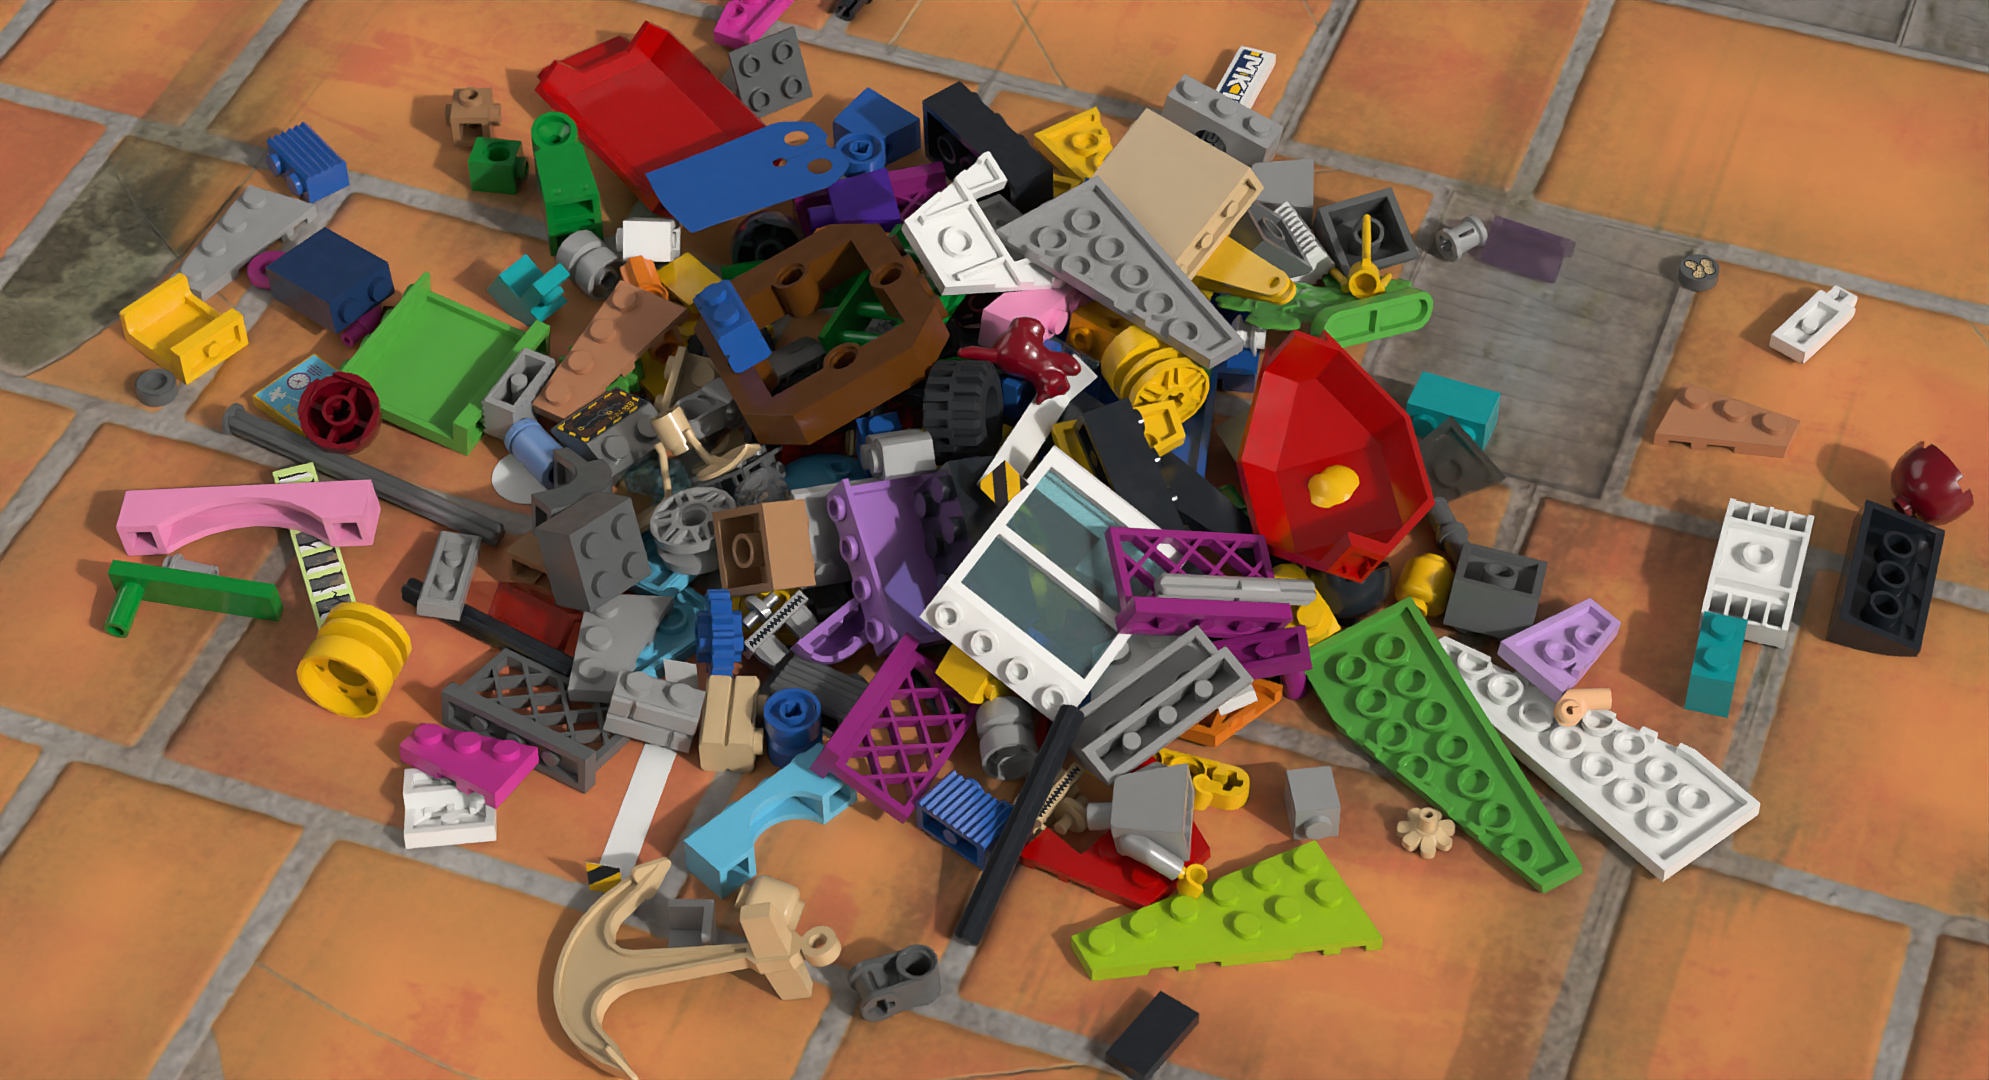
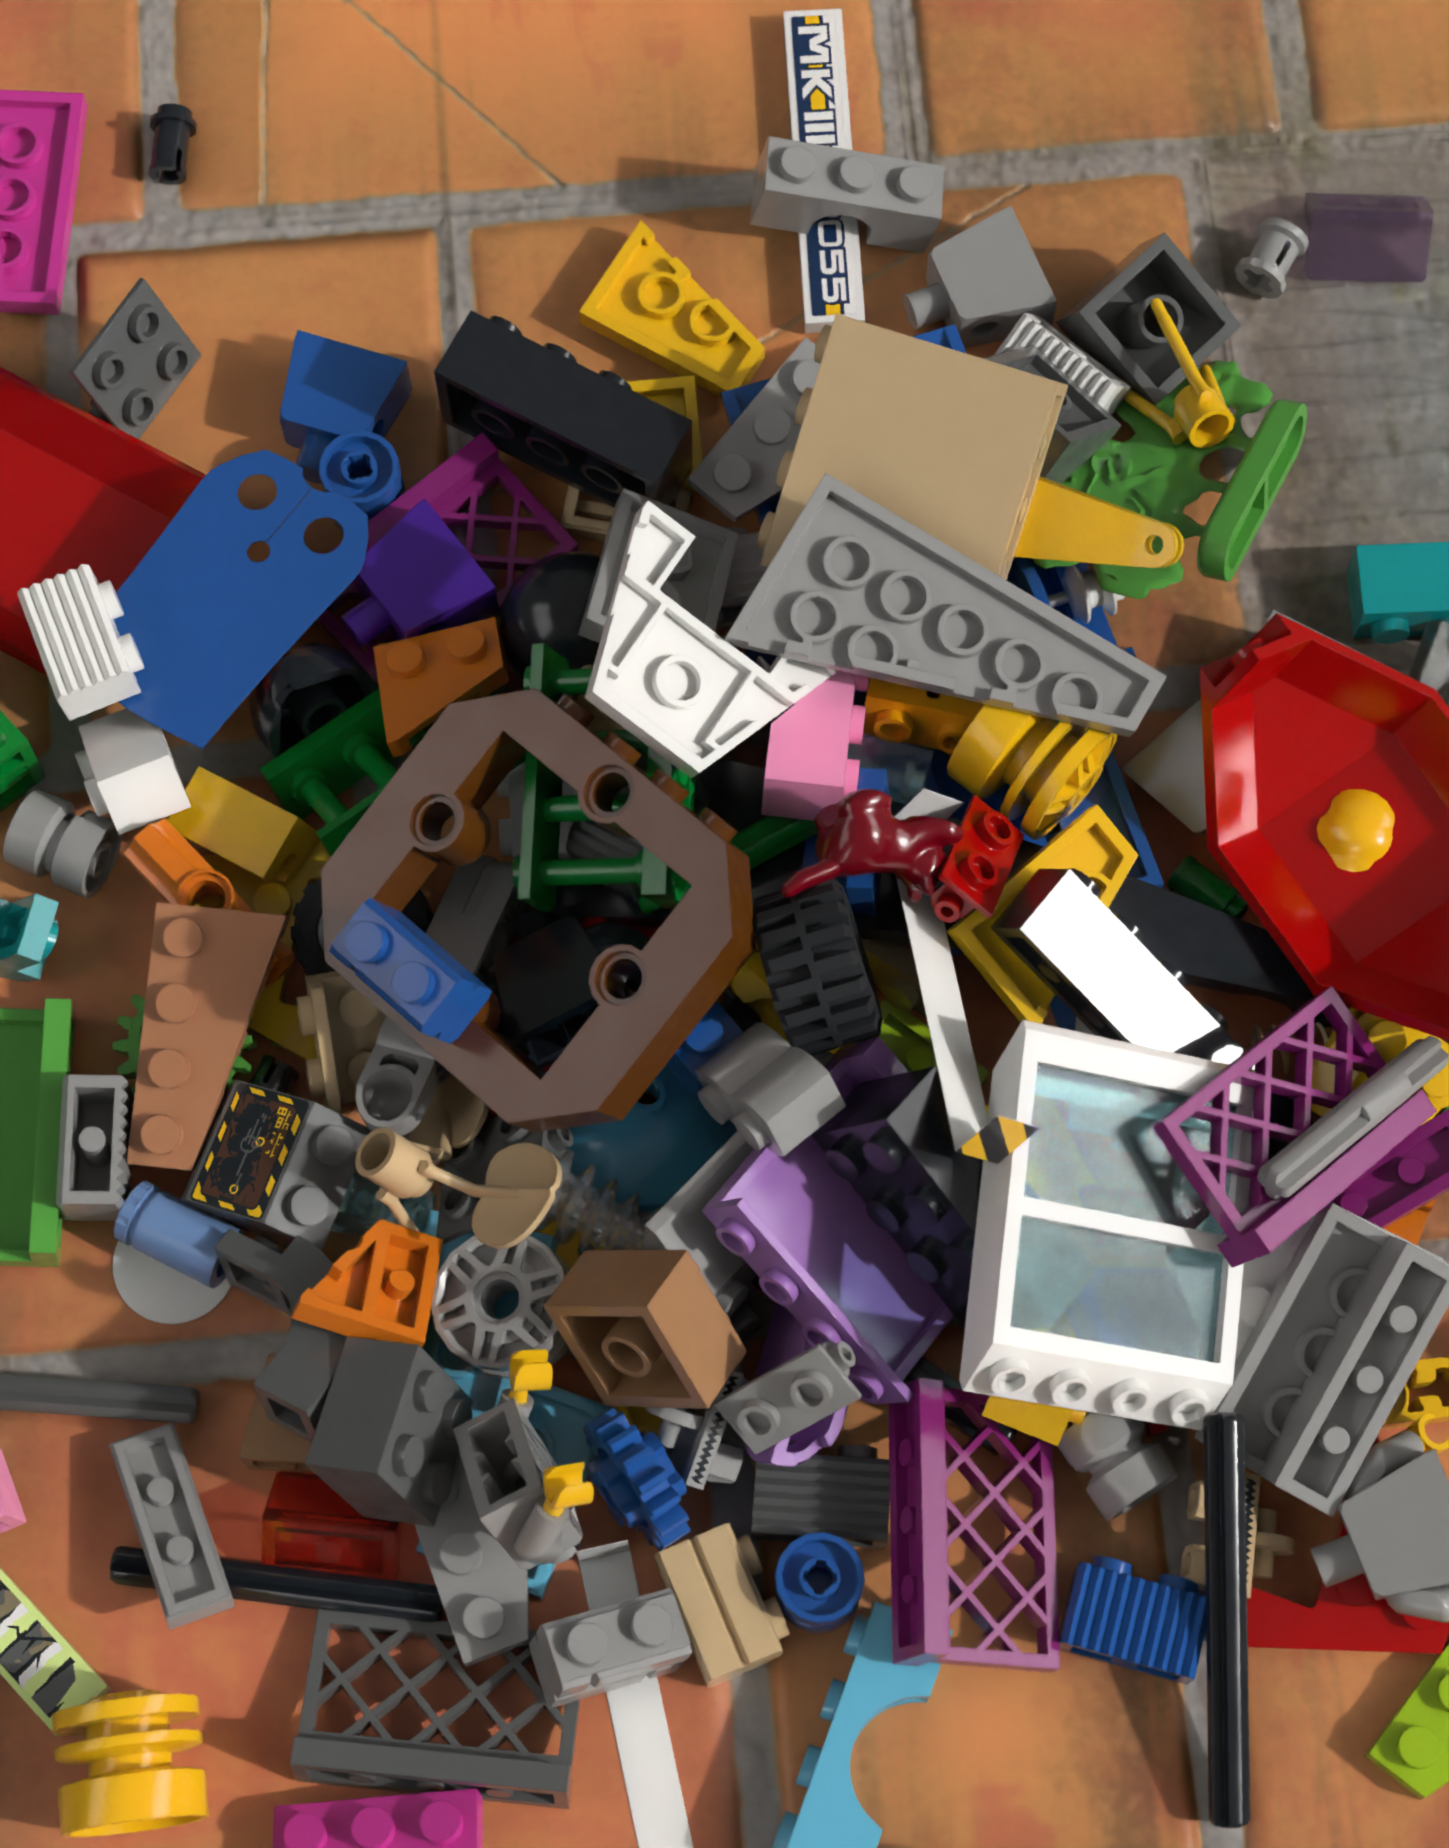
camera: 25 degrees left, 25 degrees up
(635, 479) = (378, 1287): none -> orange wing
(648, 595) = (514, 1478): none -> light grey torso
(655, 161) = (80, 641): none -> white brick
(824, 602) = (791, 1396): none -> light grey hinge
(1080, 396) = (977, 864): none -> red hinge

